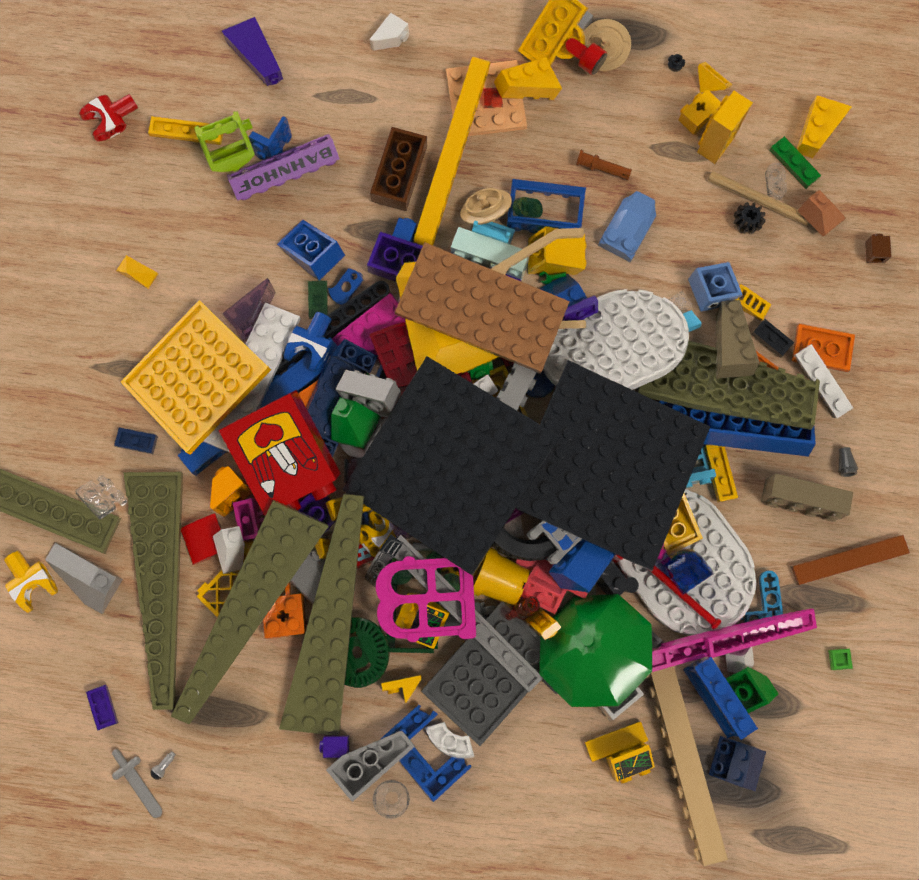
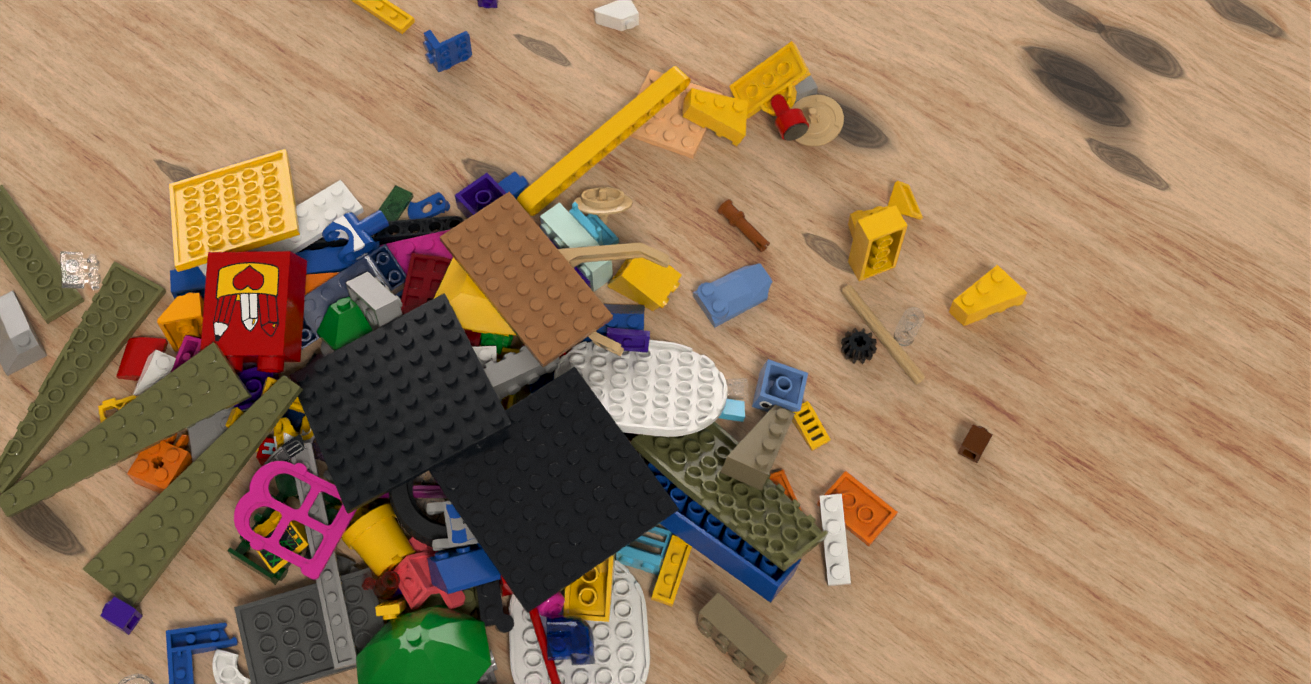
camera: 30 degrees right, 15 degrees down
(135, 441) = (145, 241): dark blue plate -> none
(137, 272) = (253, 102): yellow slope -> none
(230, 156) = (402, 46): lime animal -> none
(246, 311) = (318, 176): slope -> none
(283, 167) = (441, 77): medium lavender brick -> none
(312, 249) = (418, 161): blue slope -> none
(364, 766) = (130, 648): light grey wedge -> none
(374, 651) = (216, 547): dark green piece -> none
(399, 169) = (545, 131): reddish brown brick -> none
(408, 685) = (225, 597): yellow slope -> none
(492, 98) = (674, 113): clear red tile -> none
(527, 207) = (641, 223): clear green plate -> none
(534, 225) = (627, 235): blue window -> none
(551, 277) = (622, 299): green hand -> none
(675, 67) = (877, 175): black plate -> none
(772, 338) = (810, 471): black plate -> none
(795, 162) = (941, 320): green plate -> none
(821, 213) = (936, 377): nougat slope -> none
(847, 463) = (809, 635): dark grey cone -> none

